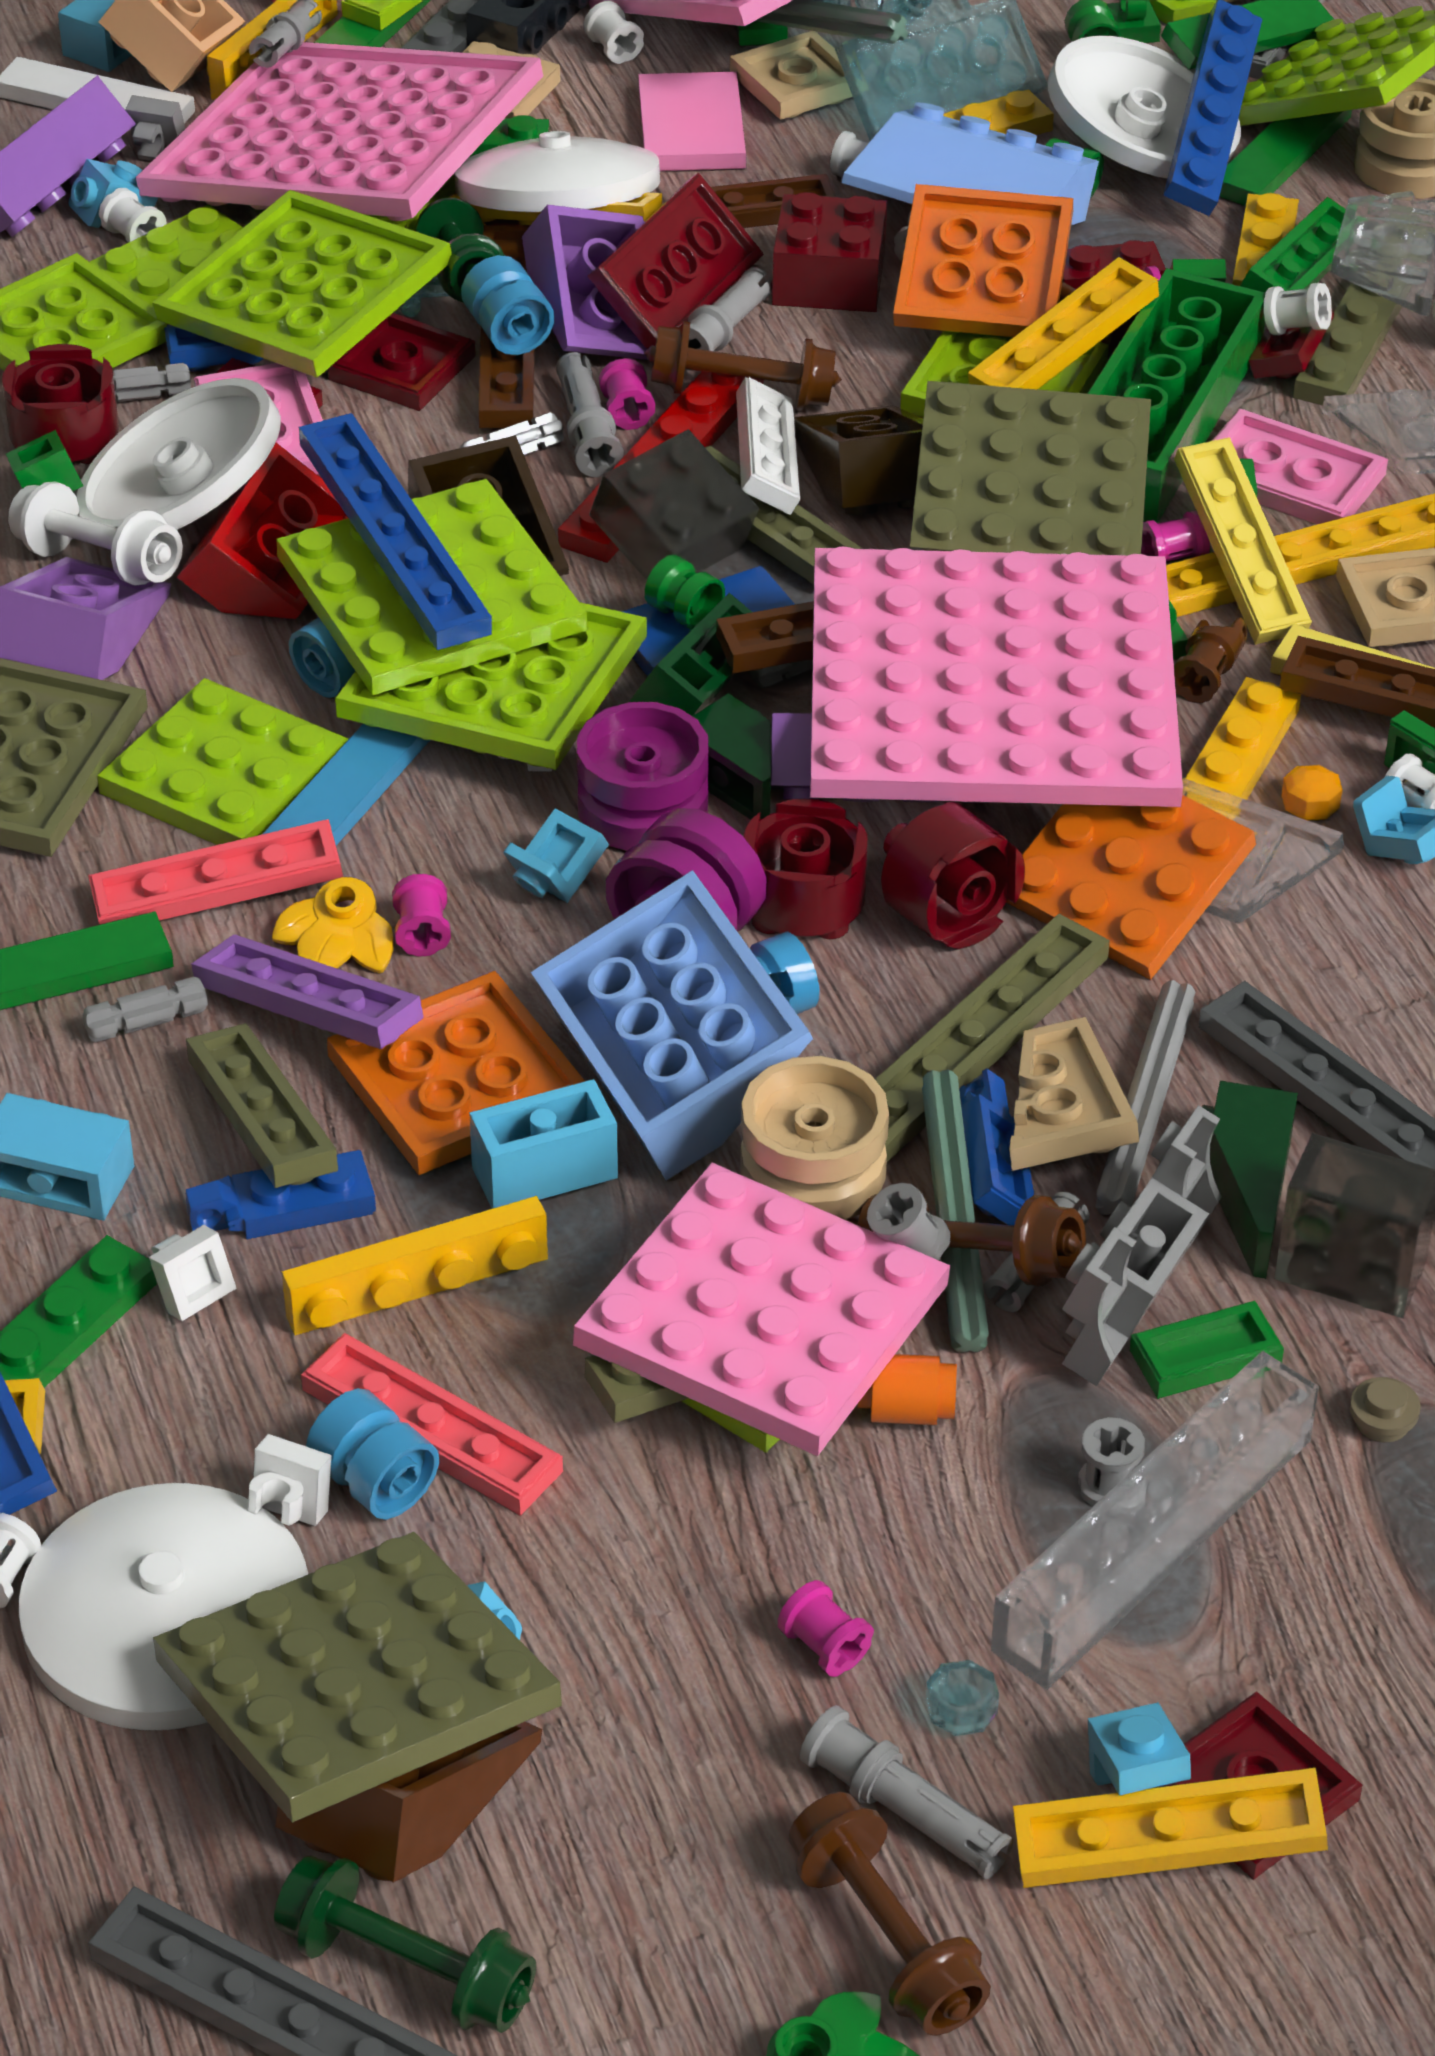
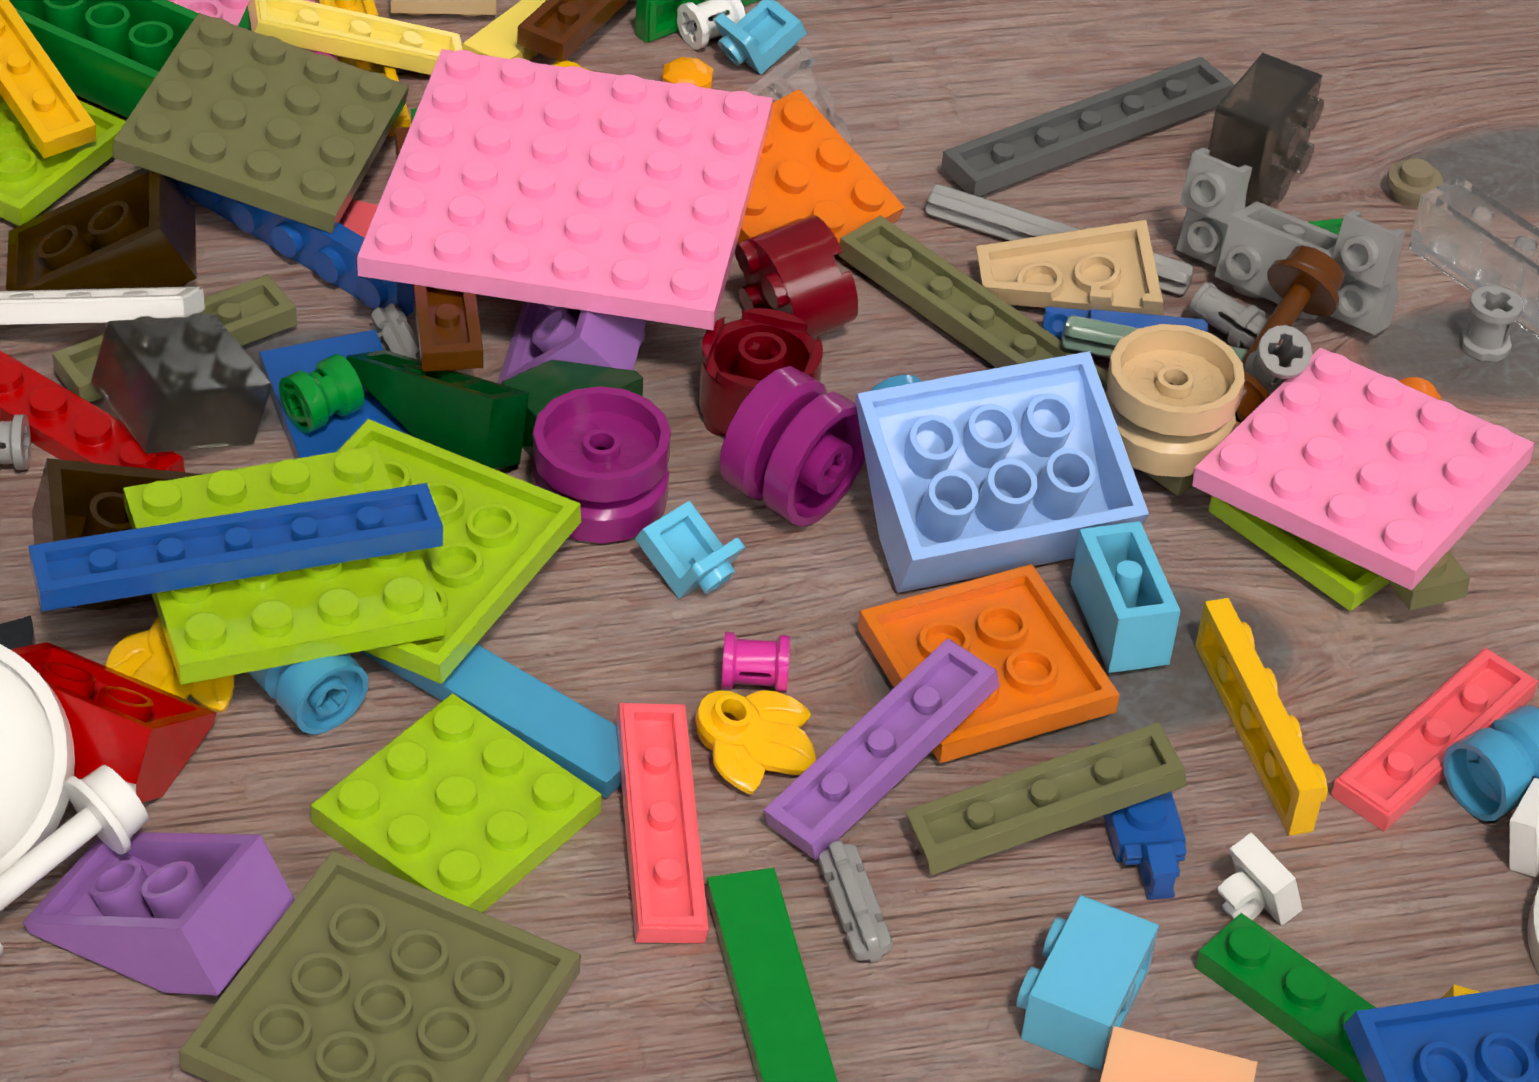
camera: 85 degrees left, 0 degrees up
(1250, 1163) = (1143, 184): dark green slope -> none

